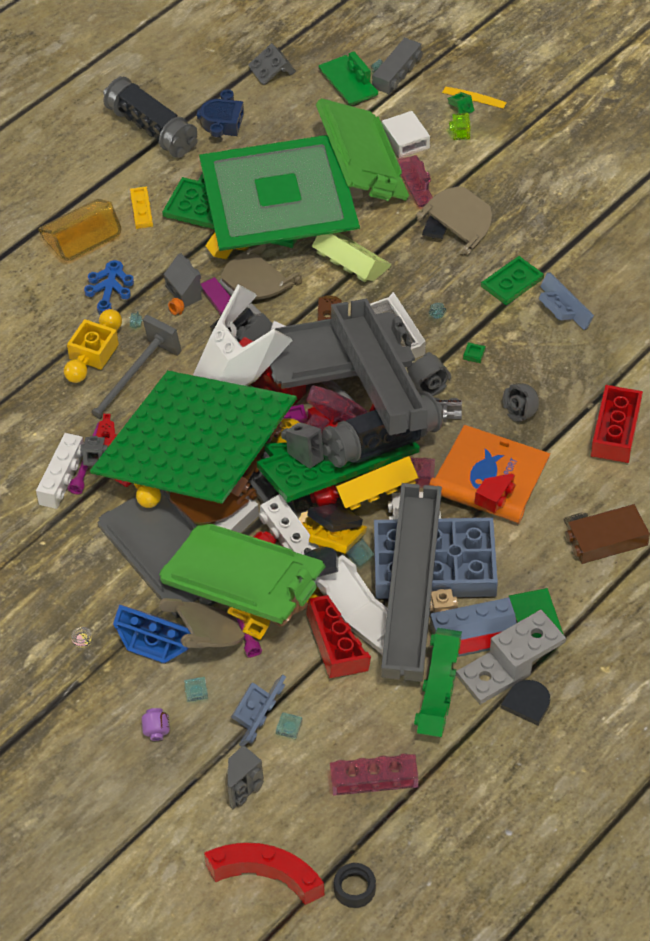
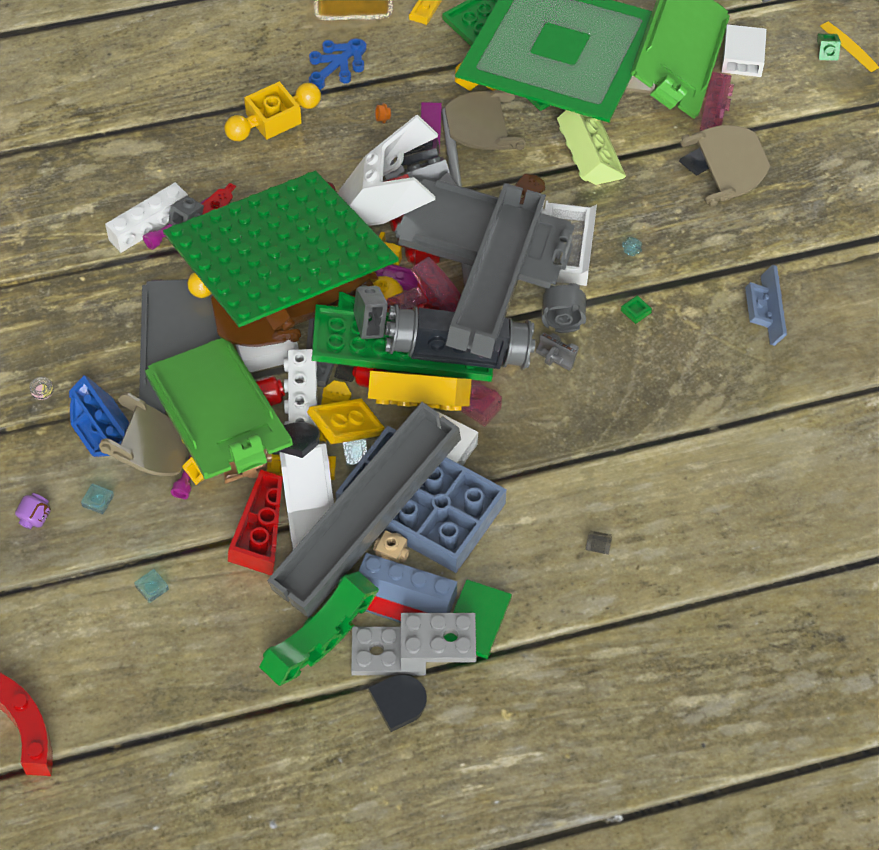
camera: 30 degrees right, 5 degrees up
(135, 320) = (334, 107): clear light blue plate -> none
(159, 335) = (338, 134): dark grey tile -> none
(183, 280) = (404, 92): dark grey slope -> none
(244, 776) = (60, 610): dark grey slope -> none
(253, 706) = (132, 547): sand blue bracket -> none
(335, 517) = (354, 404): black tile -> none
(355, 869) = (72, 768): black tyre -> none
(384, 779) = (216, 705): clear pink brick -> none
(460, 126) = (807, 69): clear neon green brick -> none
(486, 455) = (549, 442): orange door -> none
(493, 492) = (527, 463): red slope -> none
(512, 280) = (735, 254): green tile -> none
(520, 401) = (640, 385): dark grey cylinder -> none
(607, 534) = (617, 573): reddish brown brick -> none
(616, 423) = (719, 462): red brick -> none

